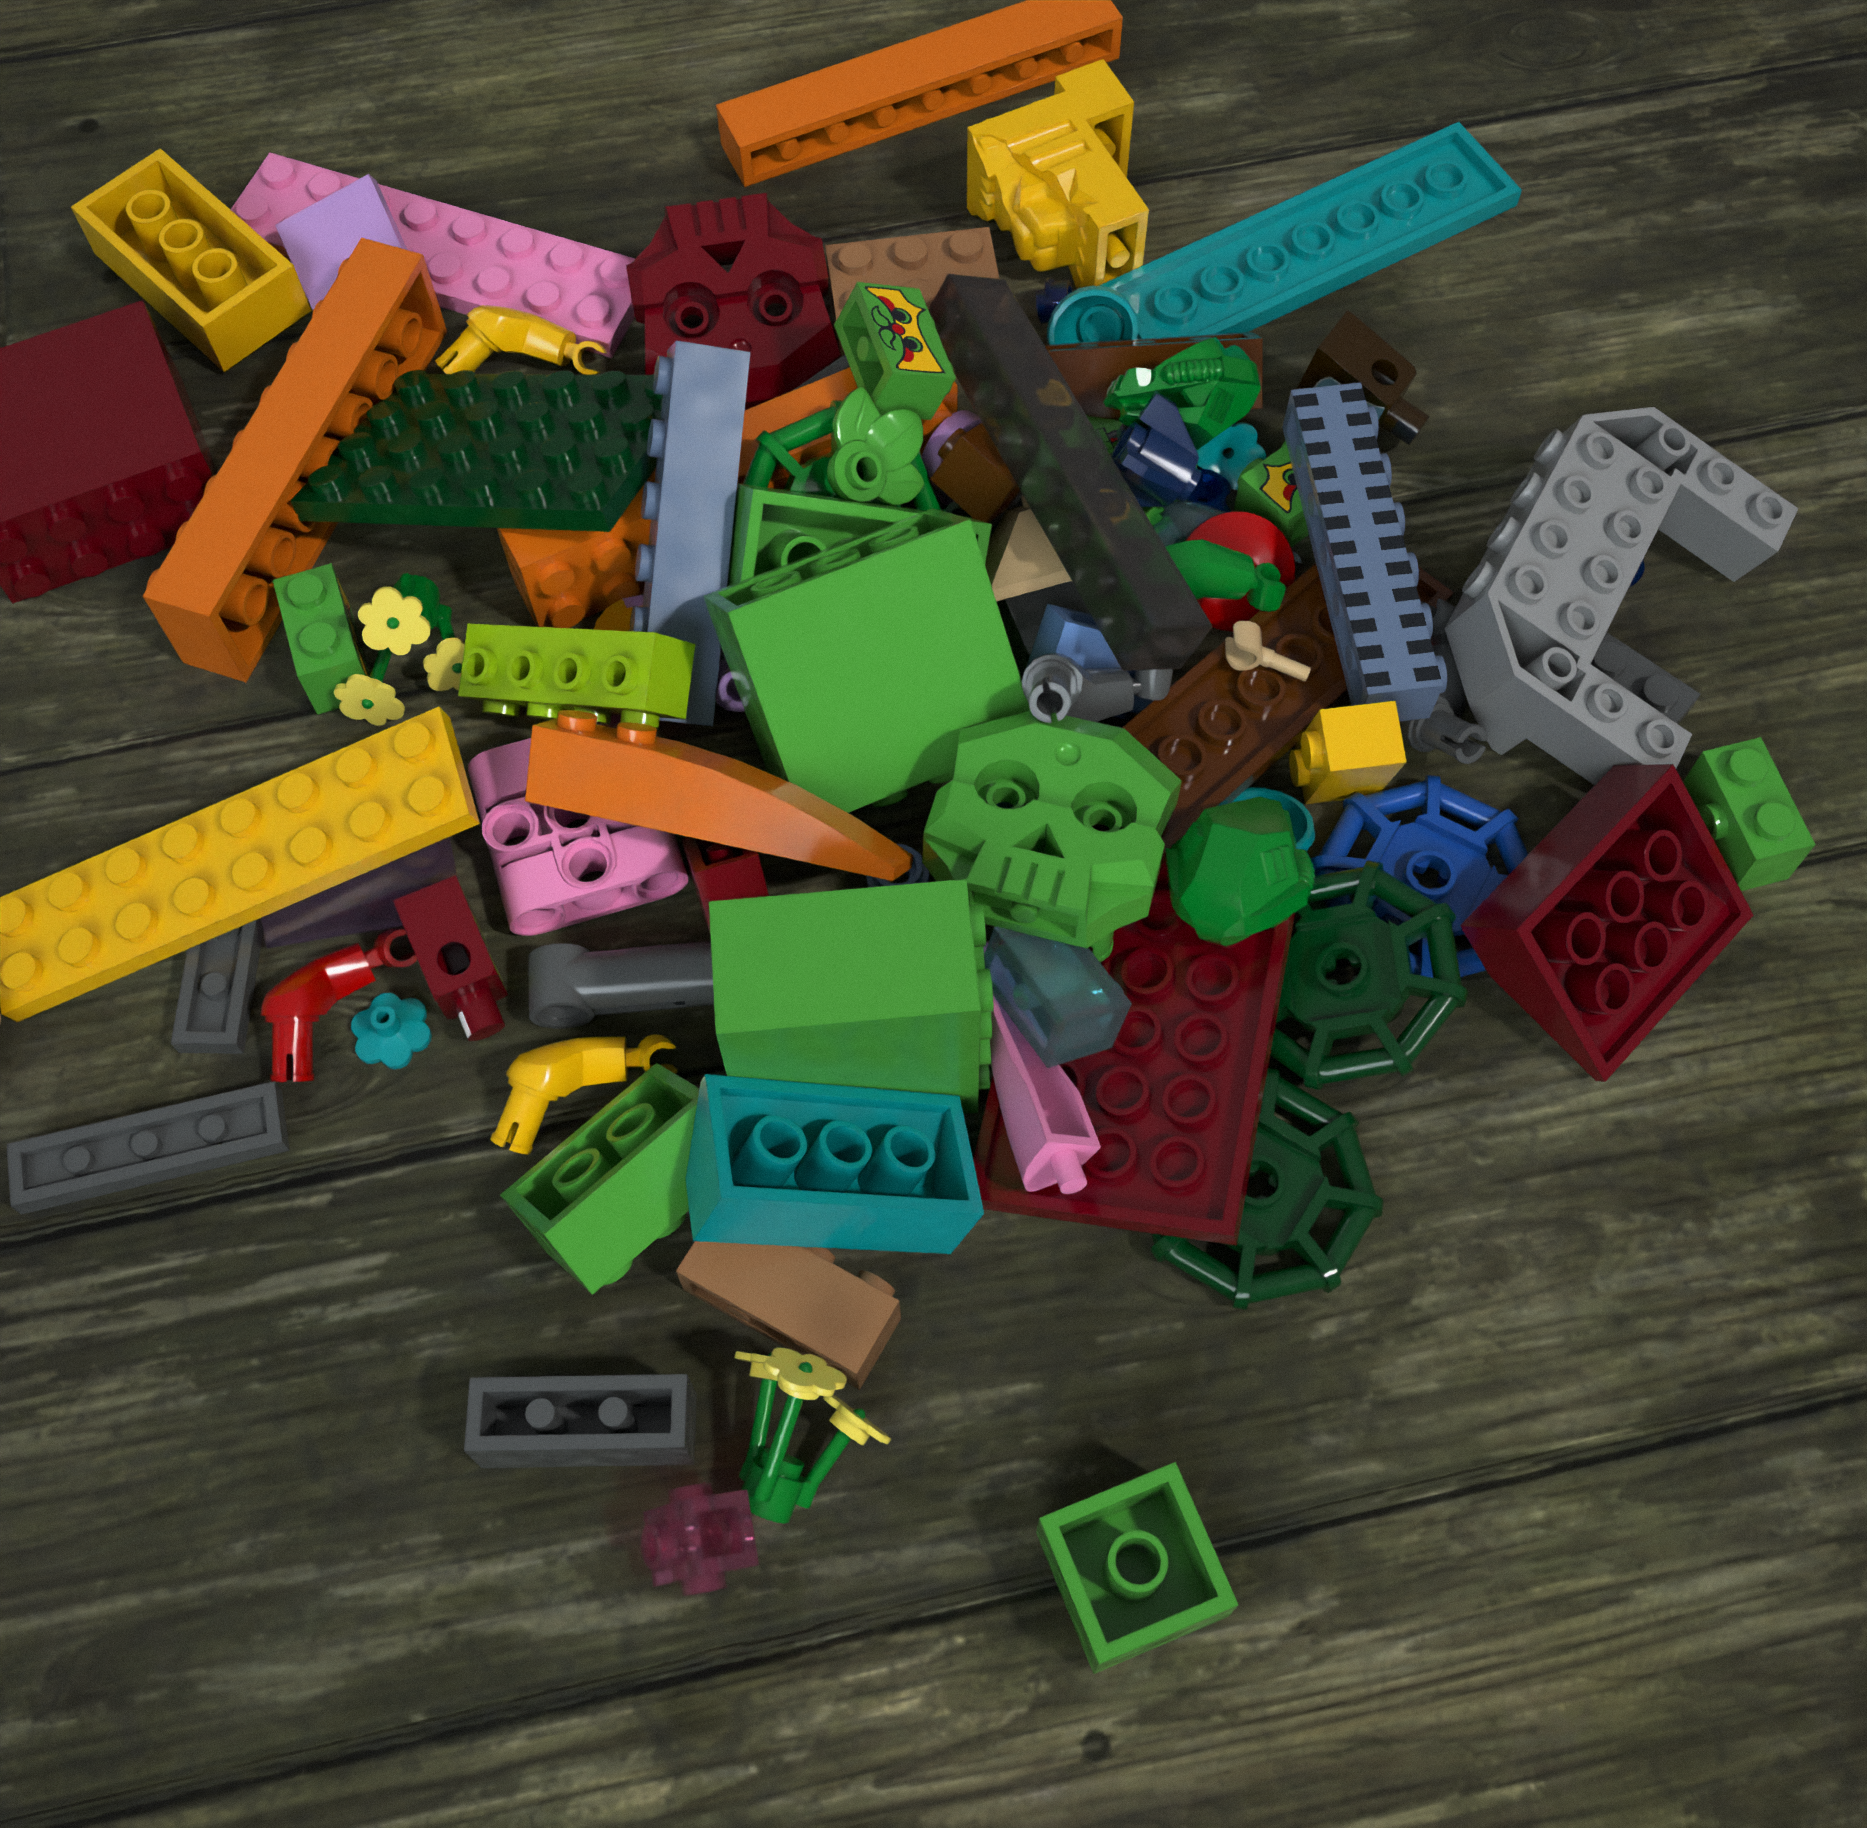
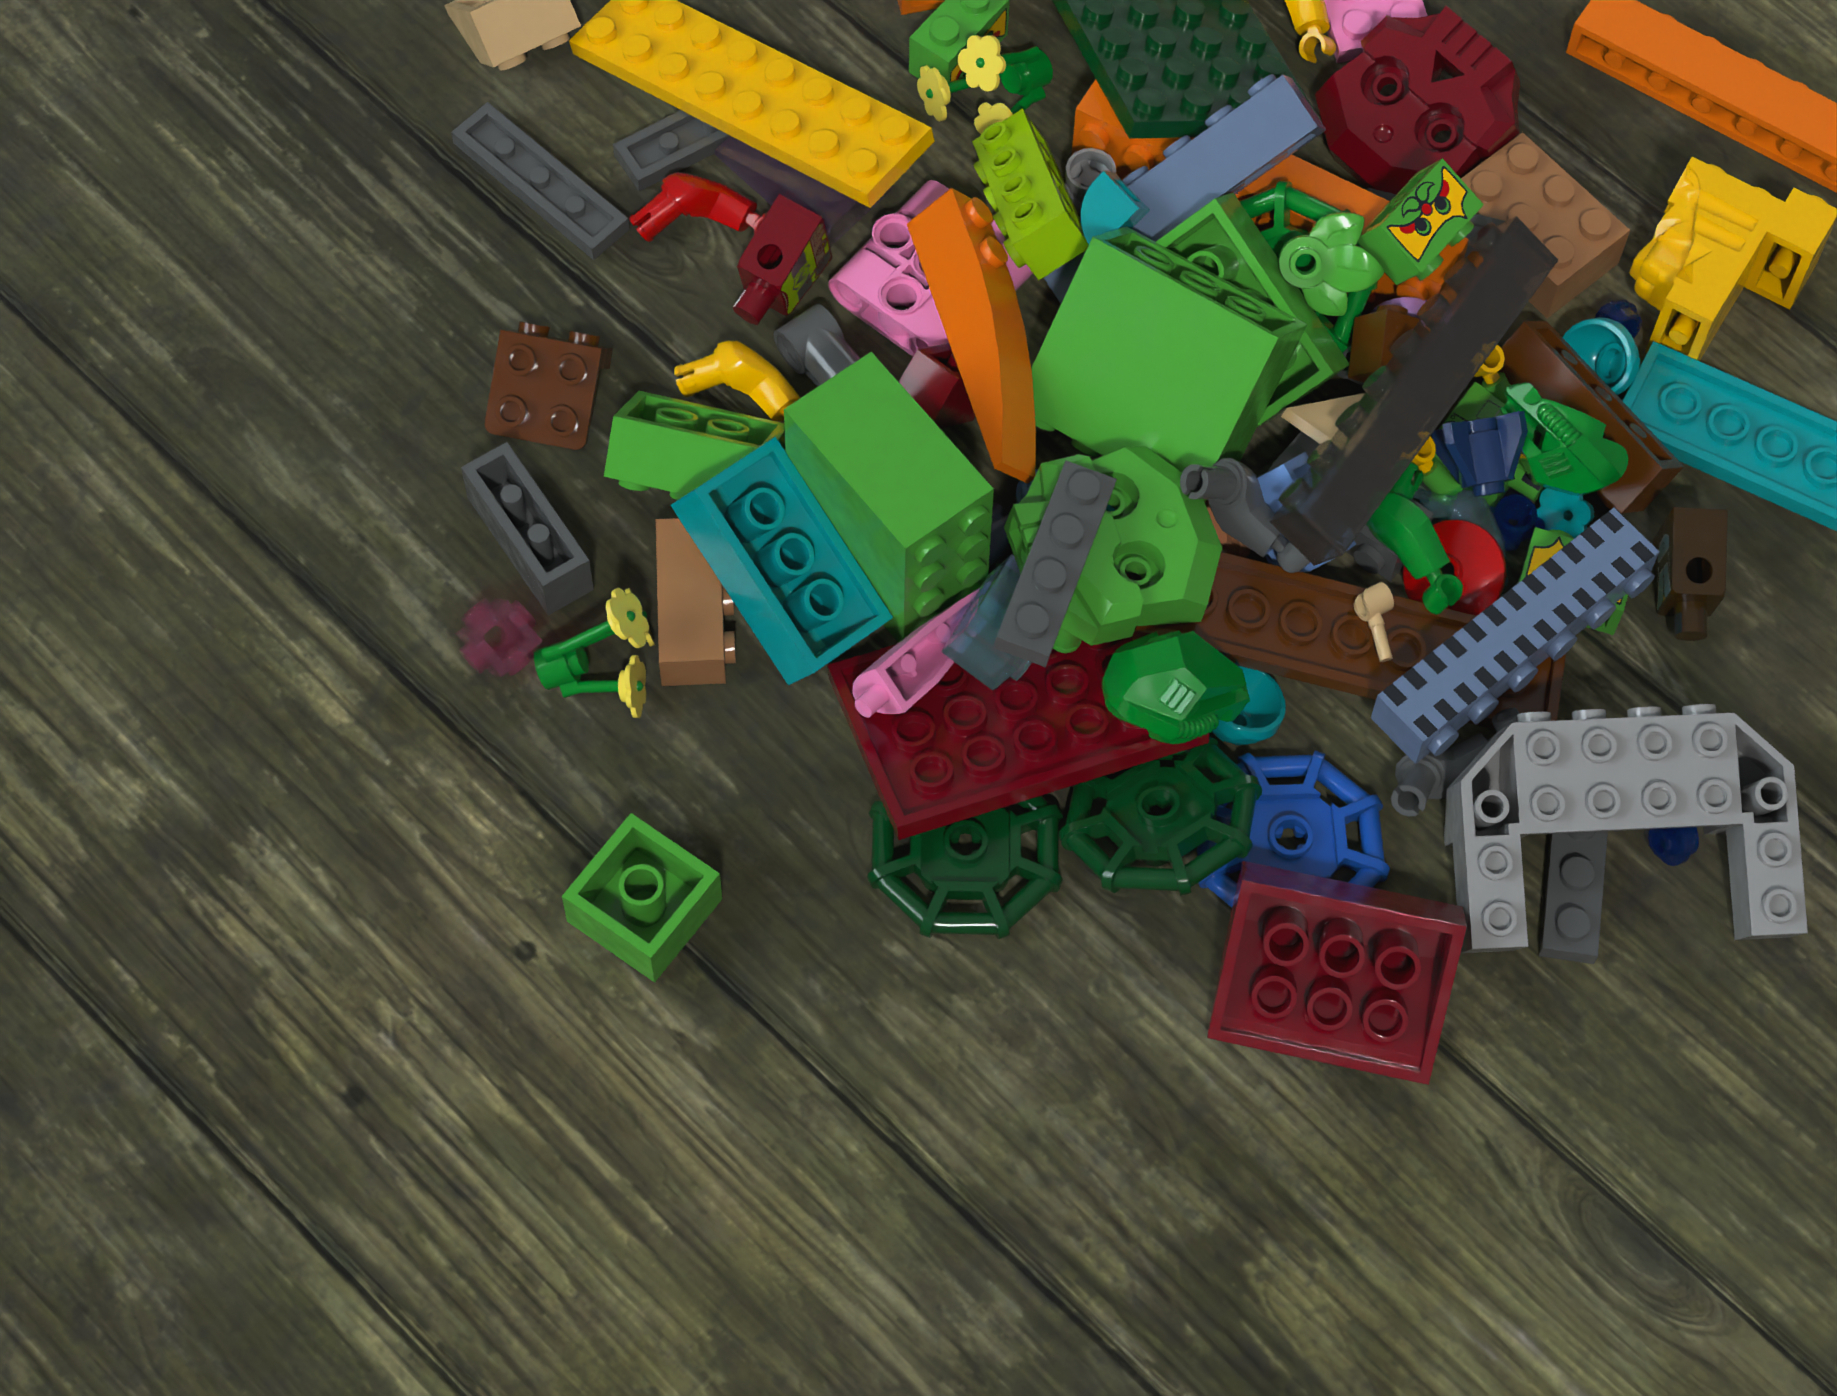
camera: 55 degrees right, 0 degrees up
(392, 1040) = (713, 264): teal plant -> none
(410, 1293) = (545, 385): none -> reddish brown bracket
(591, 605) = (1083, 169): none -> light grey wheel
(673, 601) = (1109, 206): none -> teal brick
(1070, 883) = (1054, 564): none -> dark grey plate
(1348, 752) = (1337, 719): yellow brick -> none
(1749, 813) = (1500, 1030): bright green brick -> none

